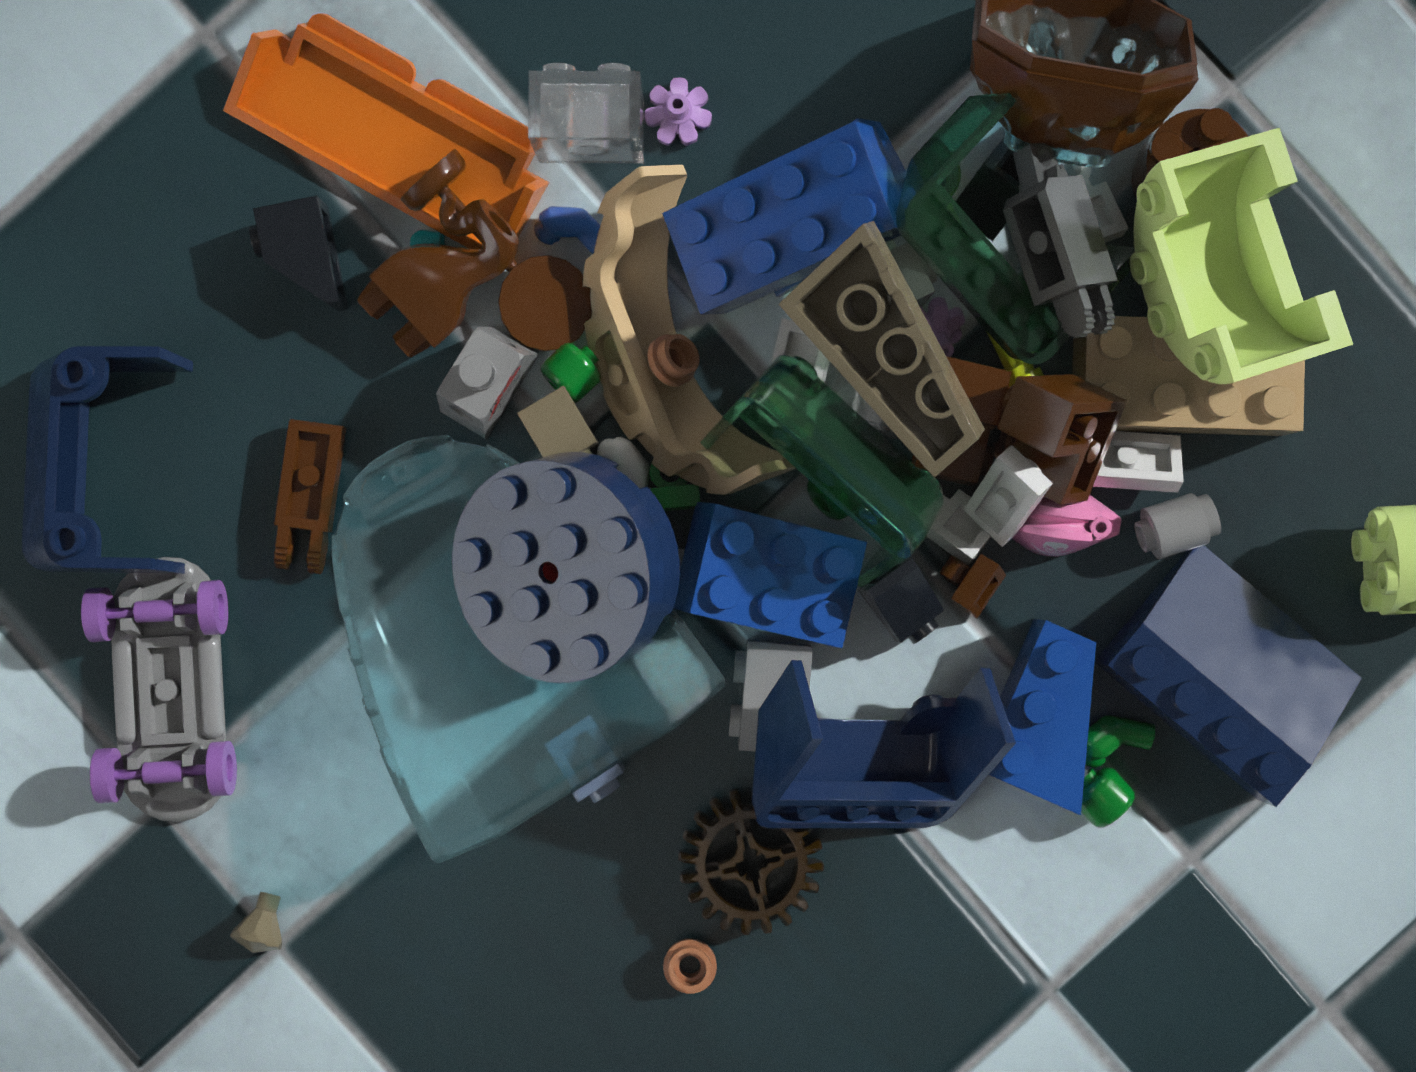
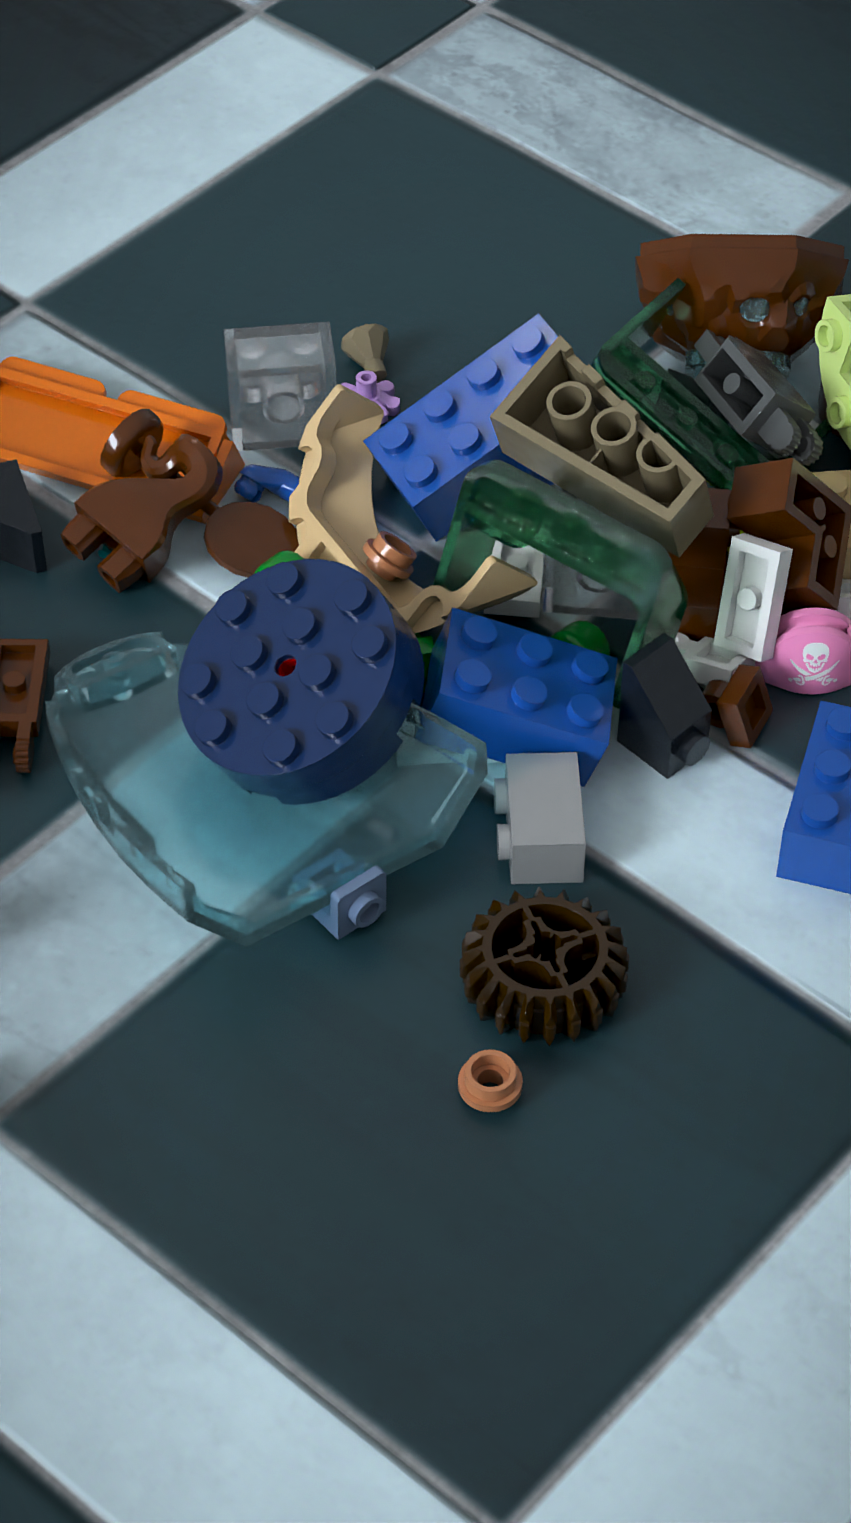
camera: 10 degrees left, 40 degrees down
(484, 379) = (192, 575): light grey torso -> none
(686, 41) = (367, 347): none -> dark tan rock
(874, 770) = (705, 872): dark blue windscreen -> none

